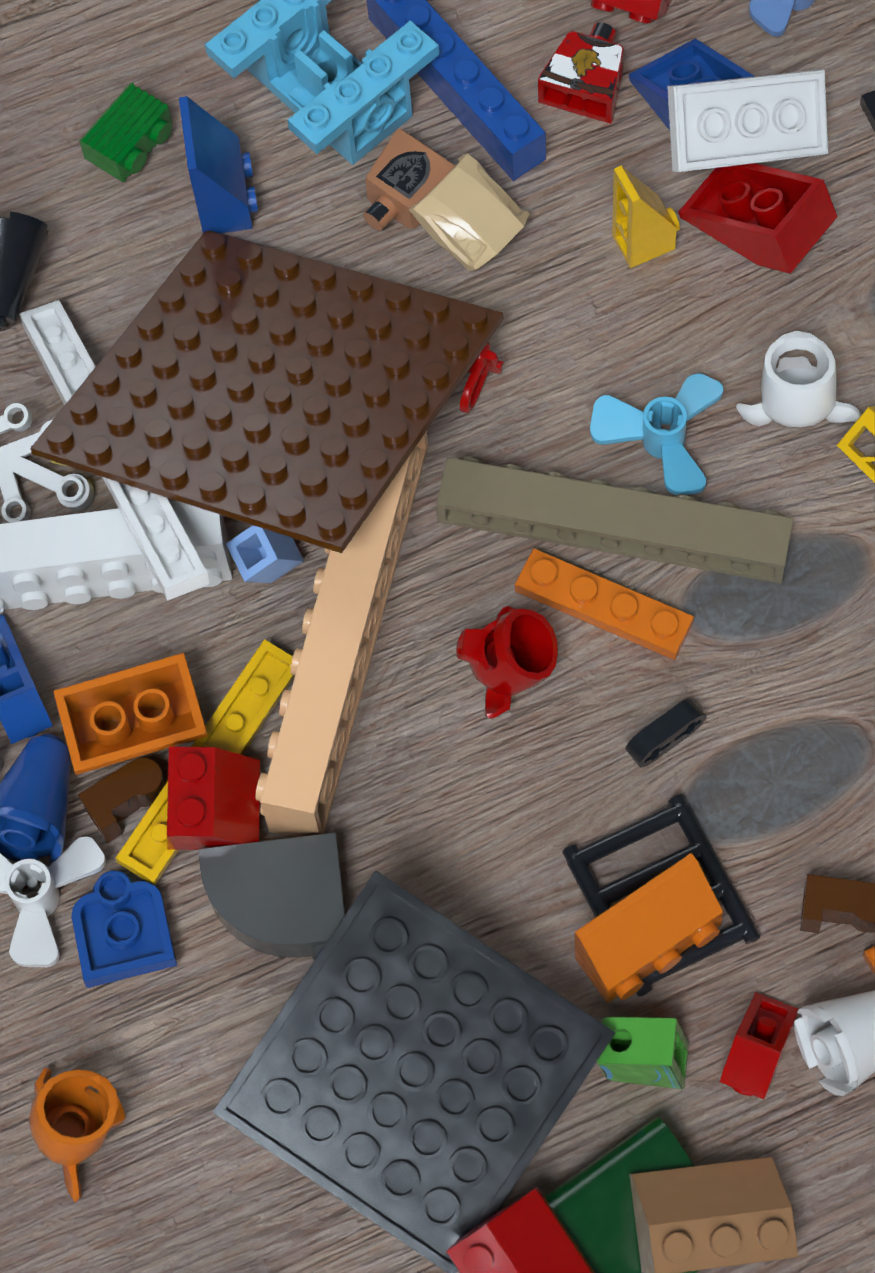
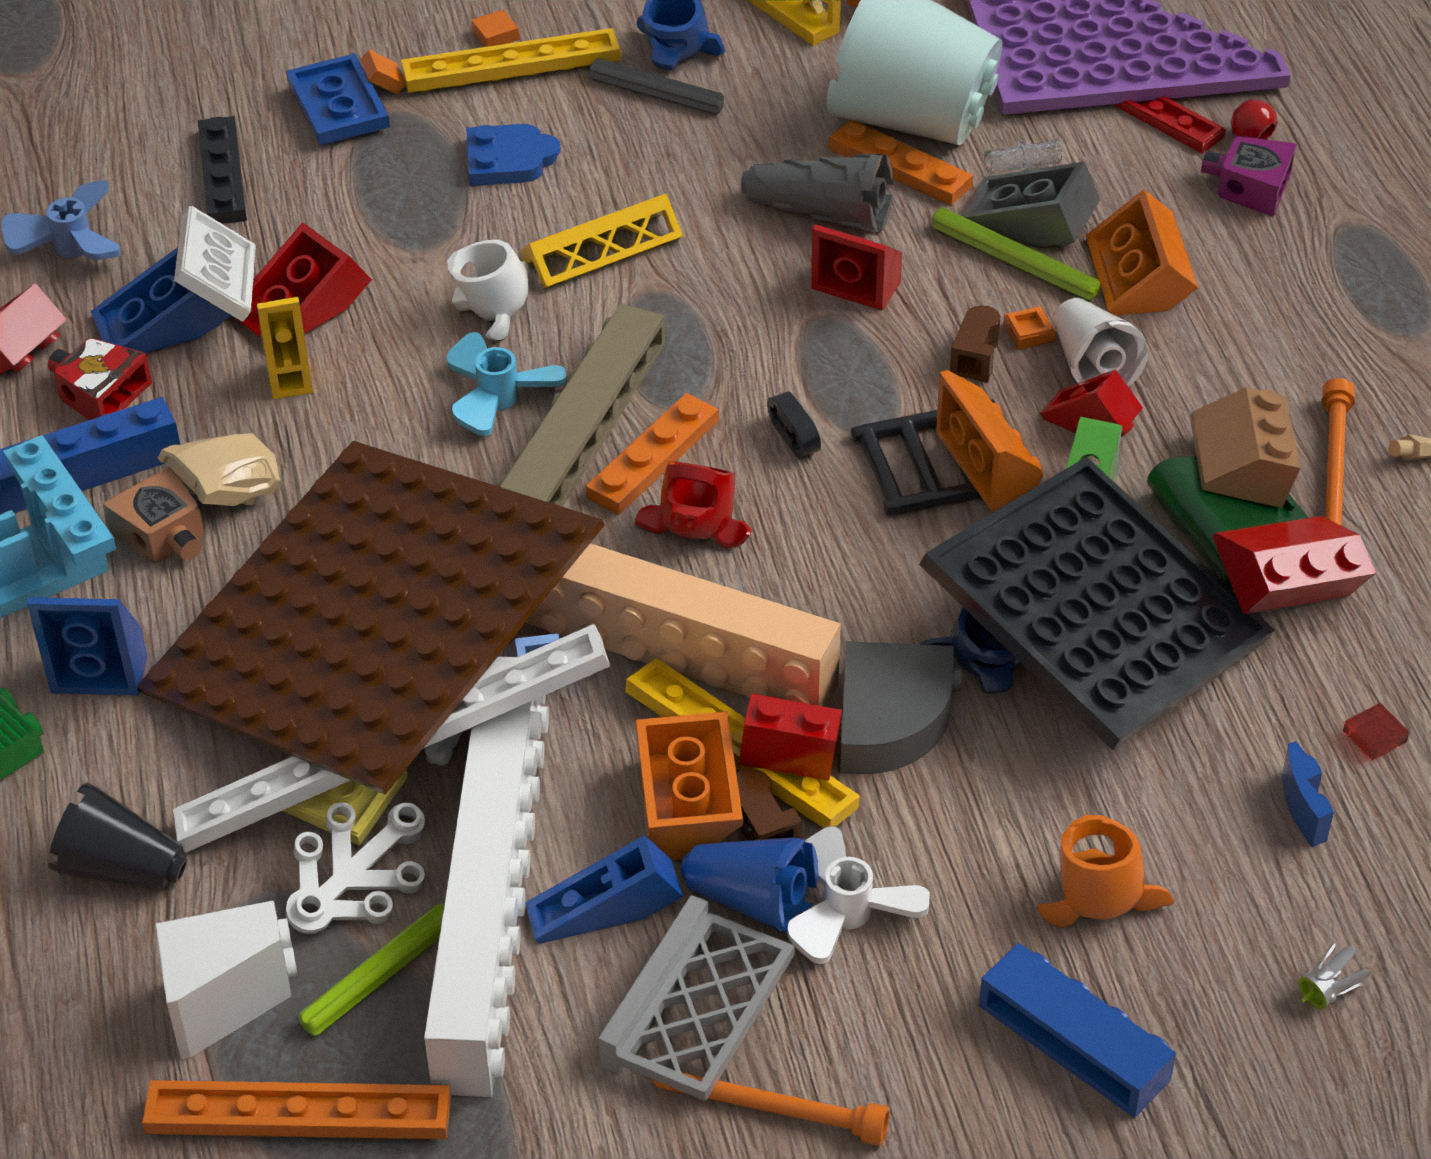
camera: 85 degrees left, 20 degrees down
(121, 930) = (902, 833): blue plate -> none

